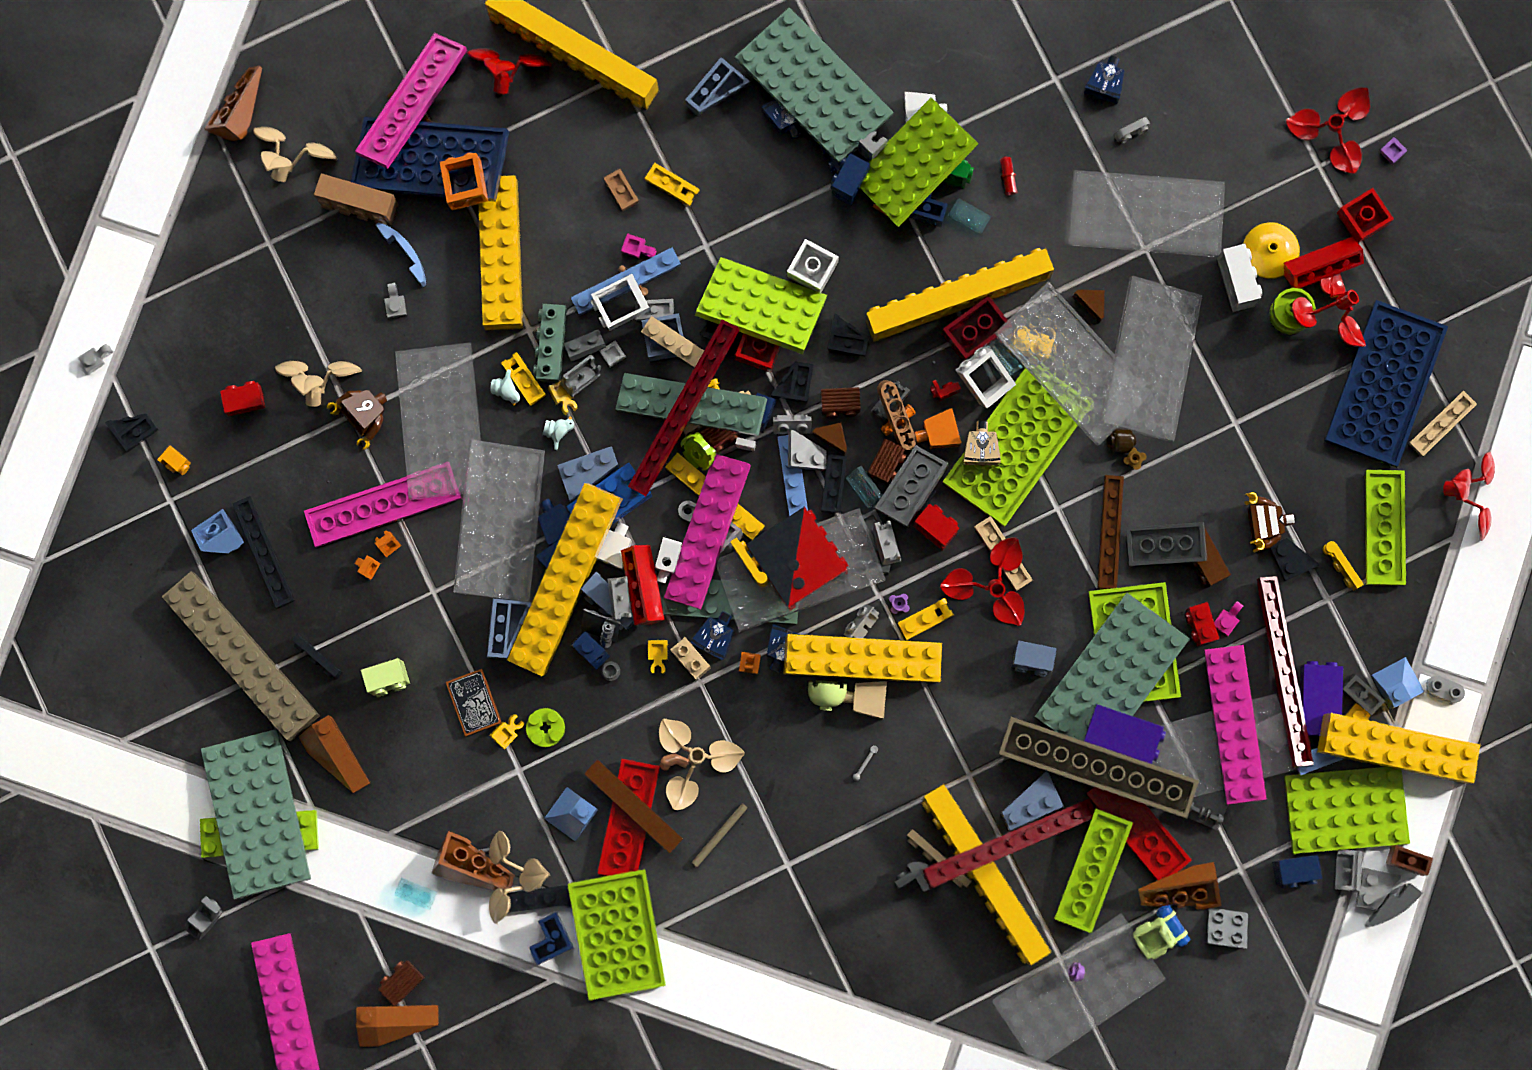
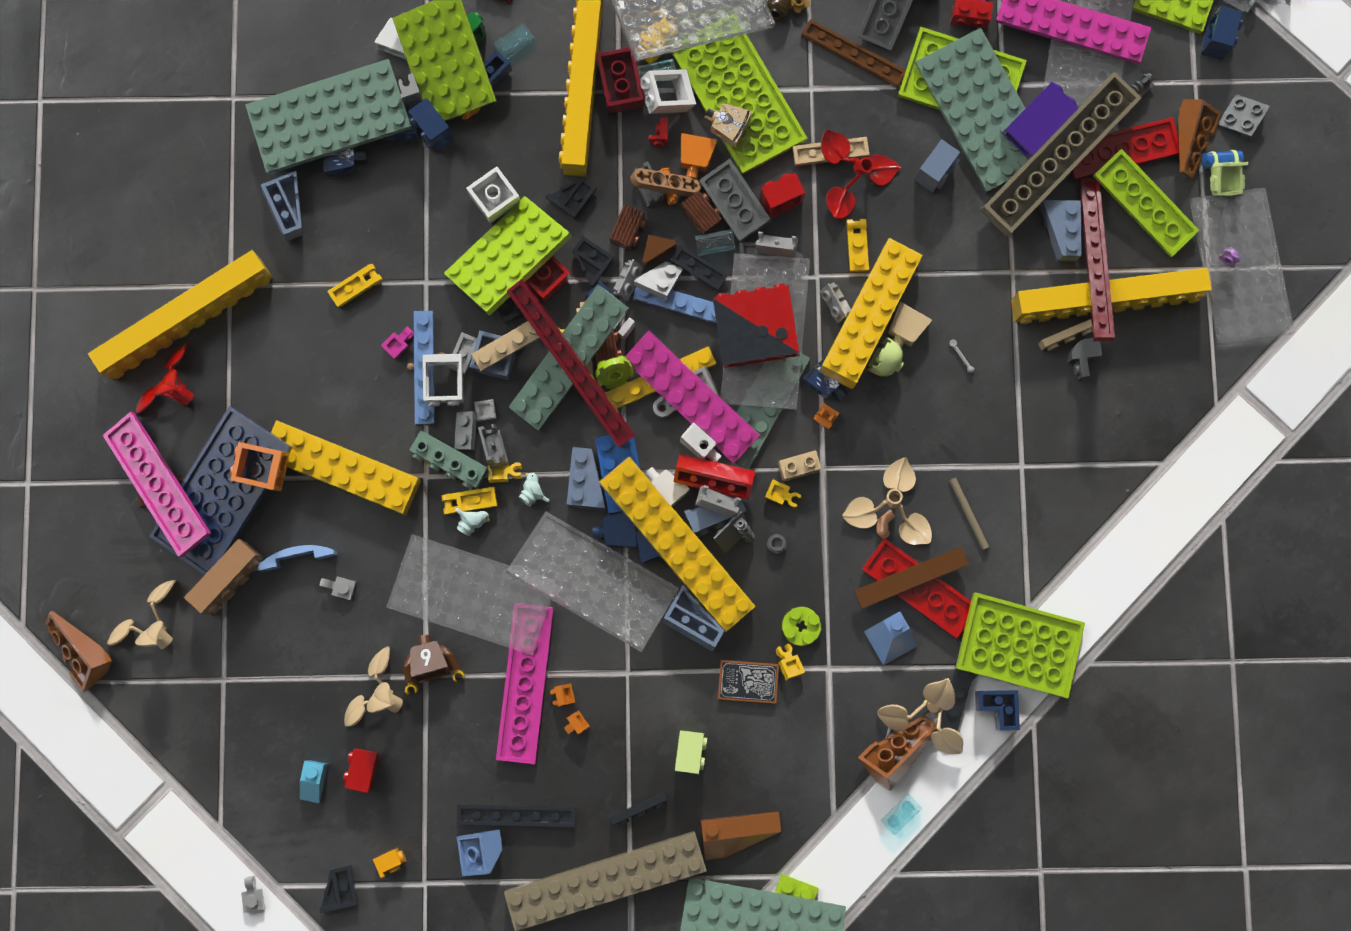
camera: 70 degrees left, 0 degrees up
(215, 361) = (312, 780): none -> medium azure slope
(389, 1023) = (1009, 891): dark orange wedge -> none
(401, 982) = (978, 865): copper brick -> none
(590, 649) = (748, 553): dark blue torso -> none
(621, 190) = (337, 333): medium nougat plate -> none
(715, 635) = (788, 434): dark blue torso -> none
(750, 563) = (740, 370): yellow plate -> none
(894, 601) = (838, 258): medium lavender plate -> none

